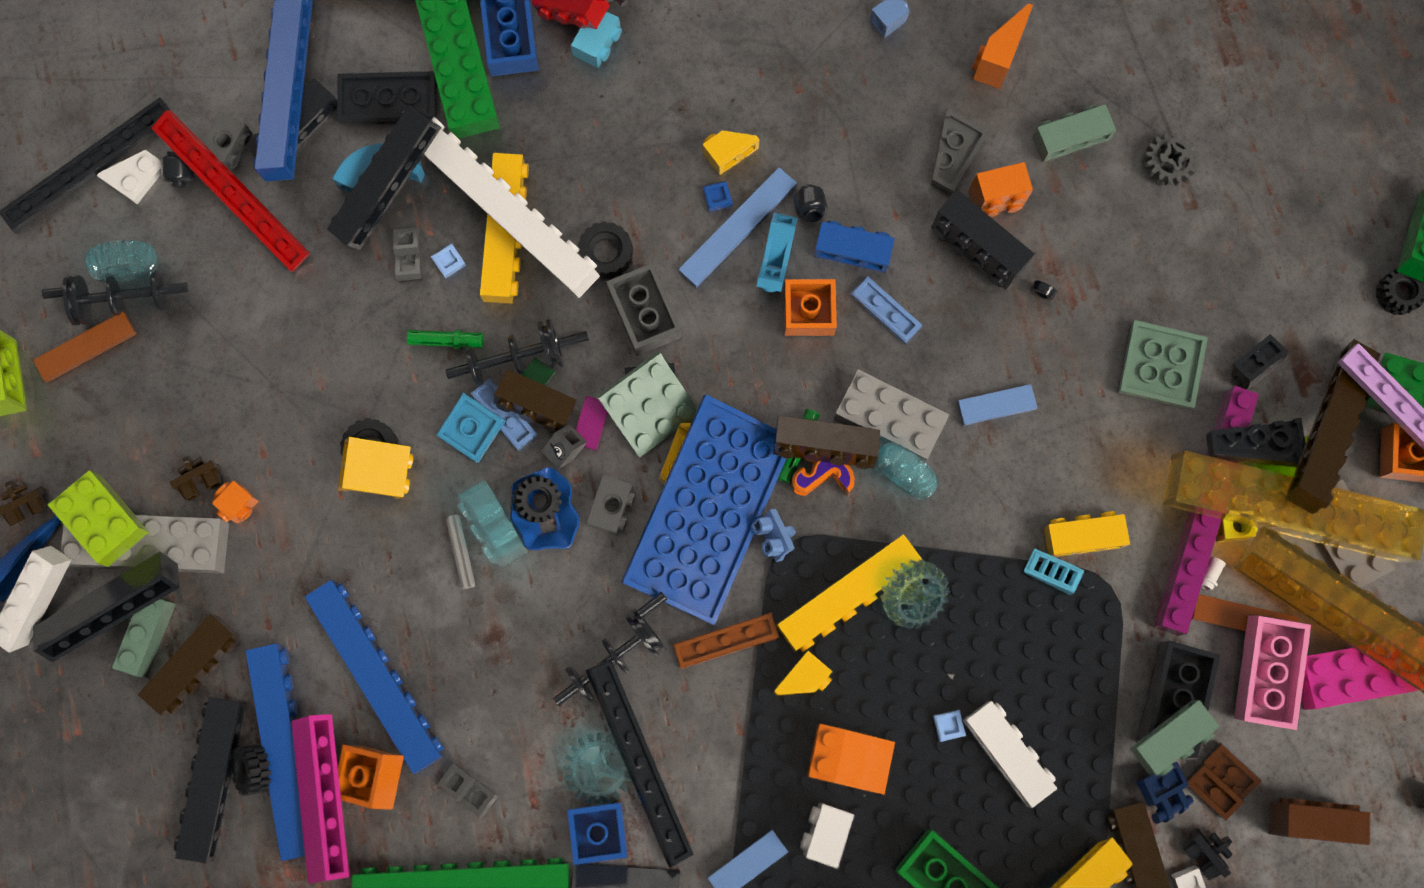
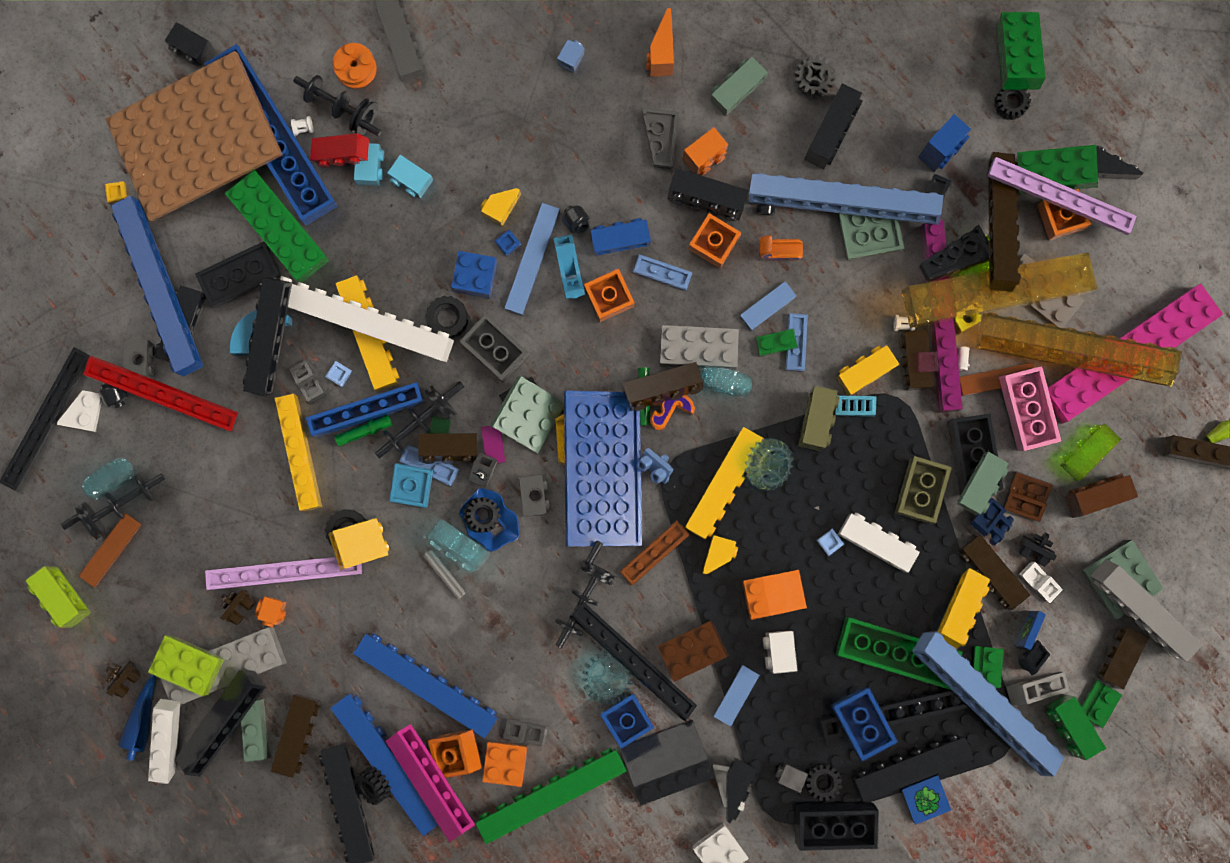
camera: 25 degrees left, 5 degrees up
(264, 461) = (277, 573): none -> lavender plate
(356, 330) = (298, 452): none -> yellow brick
(424, 817) = (505, 763): none -> orange brick
(458, 314) = (365, 410): none -> blue brick
(638, 71) = (410, 177): none -> medium azure brick
(660, 214) = (474, 274): none -> blue brick
(718, 783) = (692, 651): none -> reddish brown brick
(965, 298) = (714, 241): none -> orange brick
(989, 452) = (777, 342): none -> green plate
(1001, 565) = (818, 418): none -> olive brick
(1012, 463) = (796, 357): none -> medium blue tile
(1041, 342) = (780, 248): none -> orange animal
(1094, 712) = (923, 490): none -> olive brick
(1147, 497) = (898, 326): none -> white bush
(1150, 317) = (846, 198): none -> medium blue brick
(1152, 550) = (913, 343): none -> dark brown brick
(1167, 557) = (927, 362): none -> clear pink tile
(1170, 226) = (835, 122): none -> black brick
(1299, 302) = (945, 143): none -> blue brick
(1326, 760) = (1090, 451): none -> clear neon green brick

